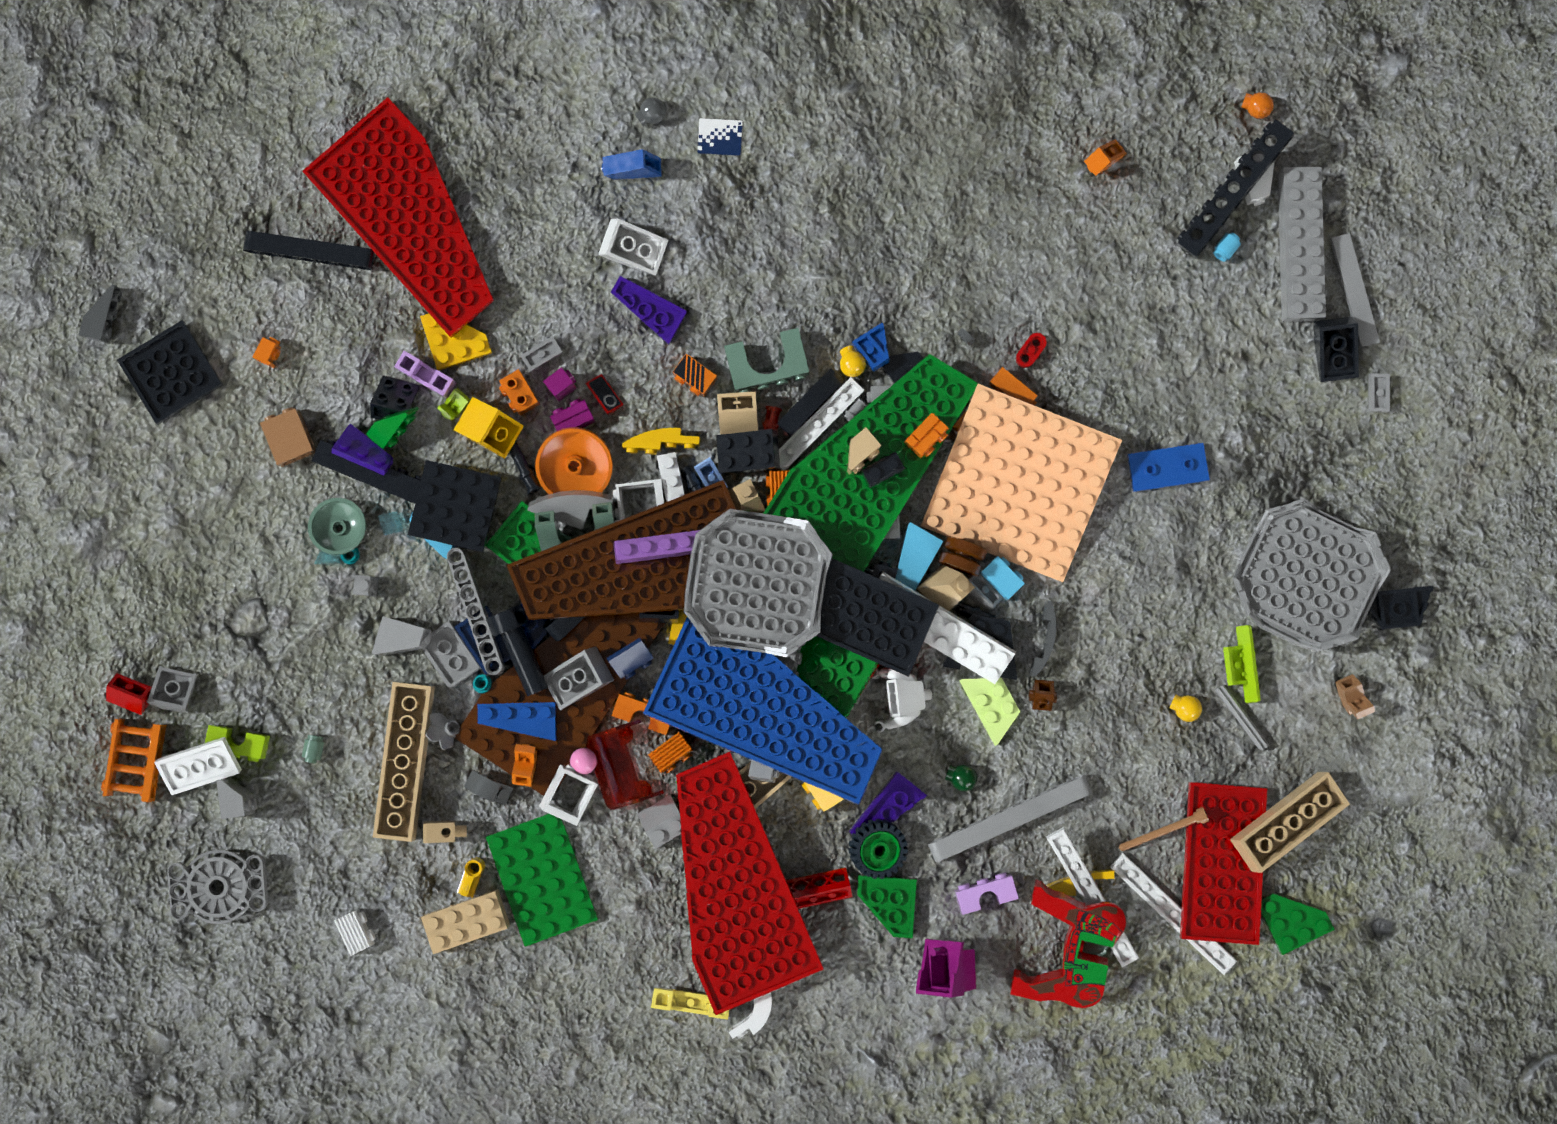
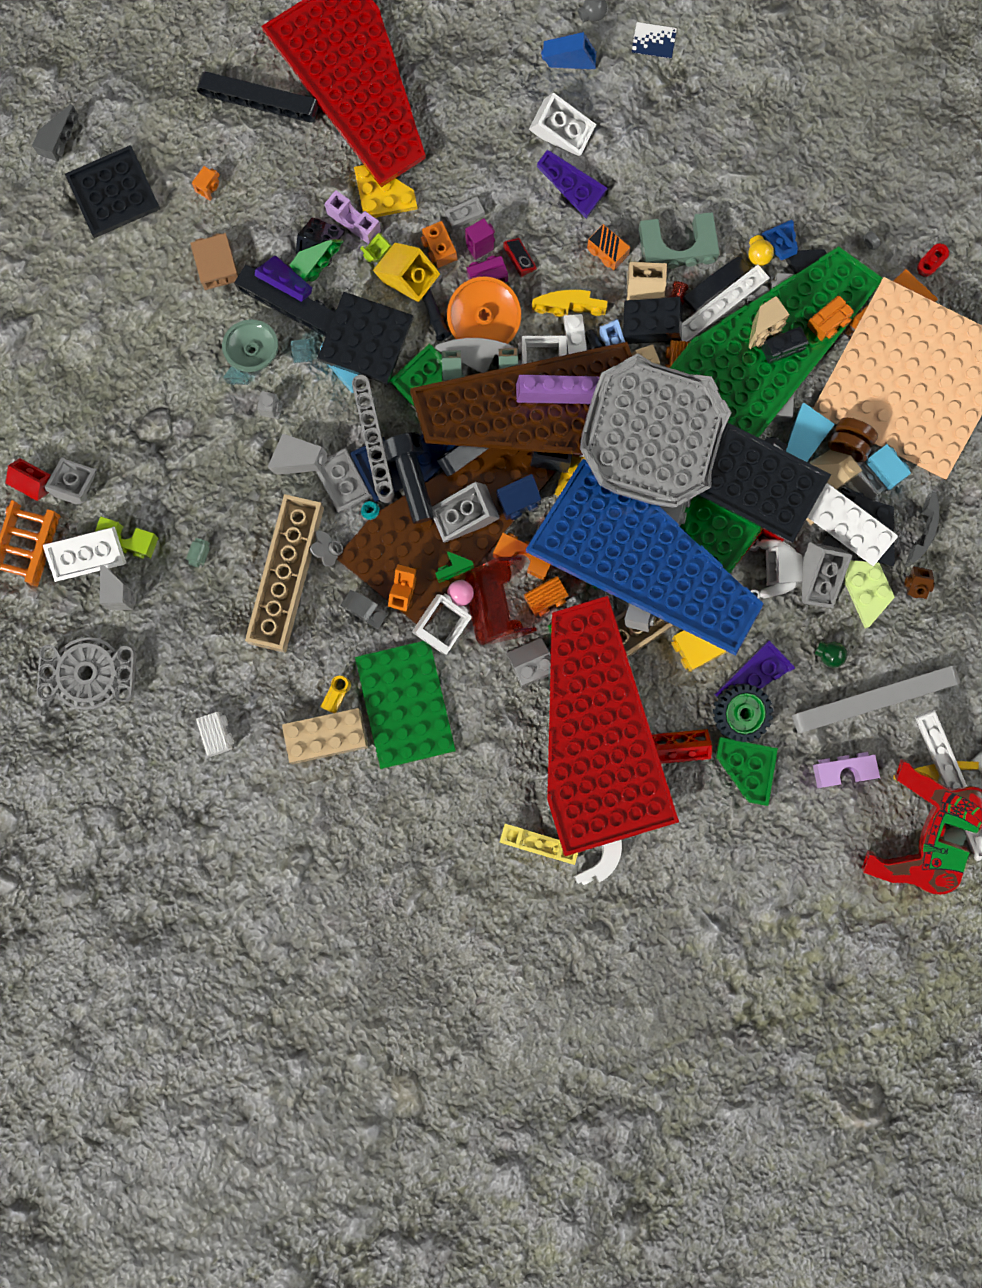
camera: 10 degrees right, 5 degrees down
(354, 559) = (258, 382): teal plate -> none
(433, 834) = (305, 641): tan torso -> none
(523, 718) = (406, 545): blue wing -> none
(577, 732) = (459, 566): none -> green slope
(945, 698) = (823, 574): none -> light grey slope
(946, 969) = (802, 836): magenta piece -> none

